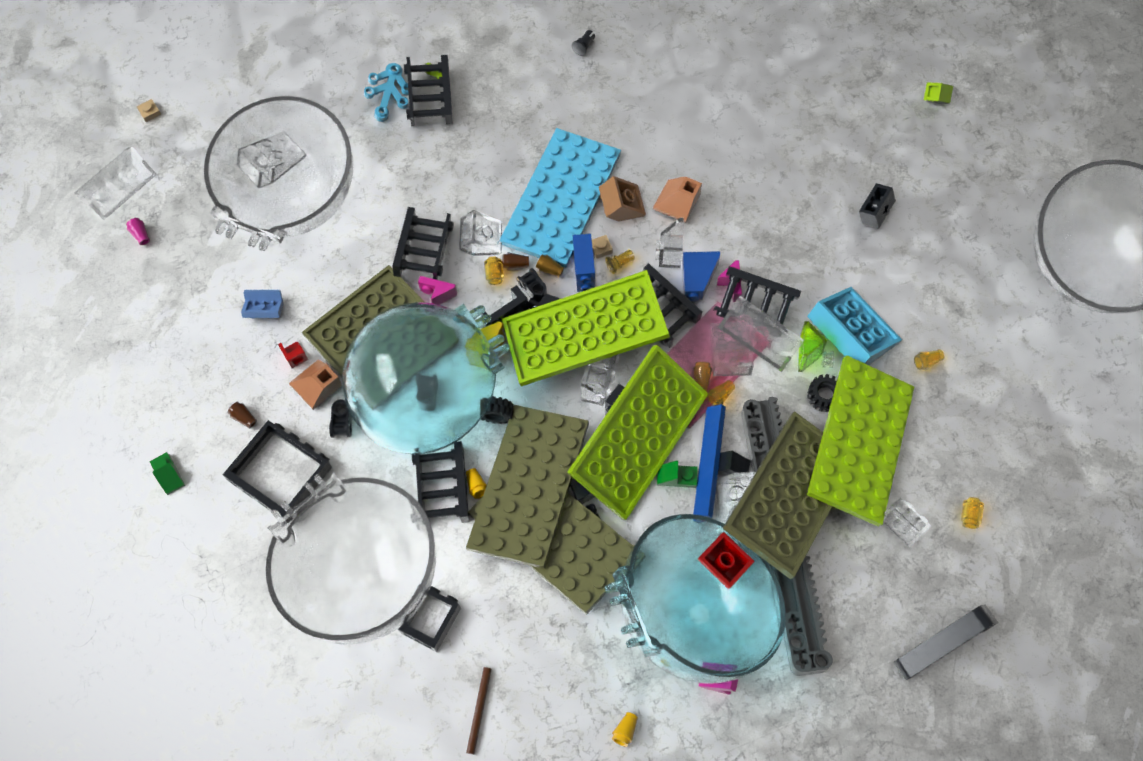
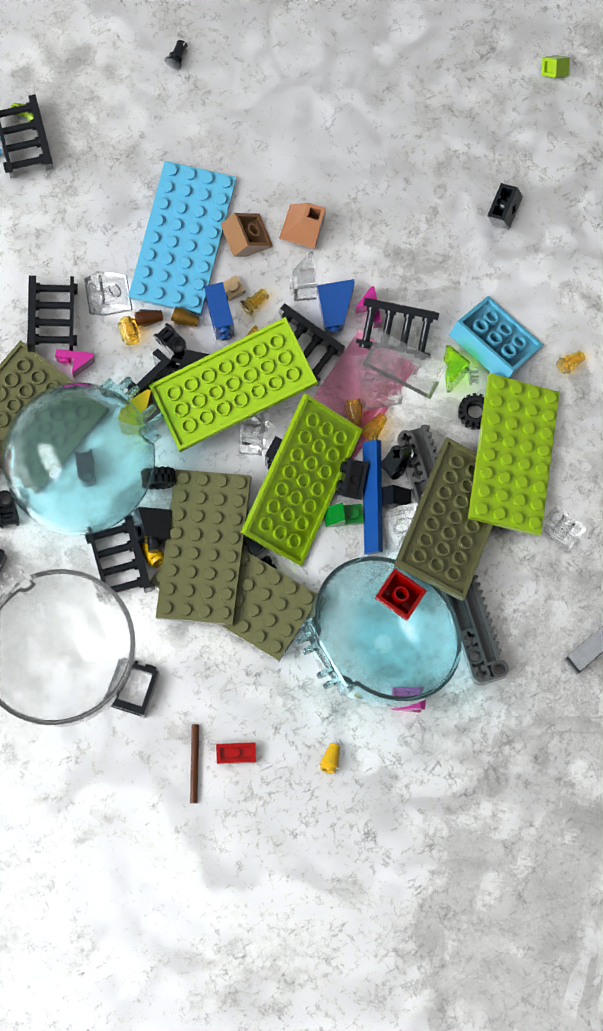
camera: 15 degrees left, 10 degrees up
(479, 455) = (151, 526): none -> black torso
(524, 706) = (236, 753): none -> red plate
(691, 439) = (352, 478): none -> black bracket
(738, 429) = (398, 460): none -> black piece

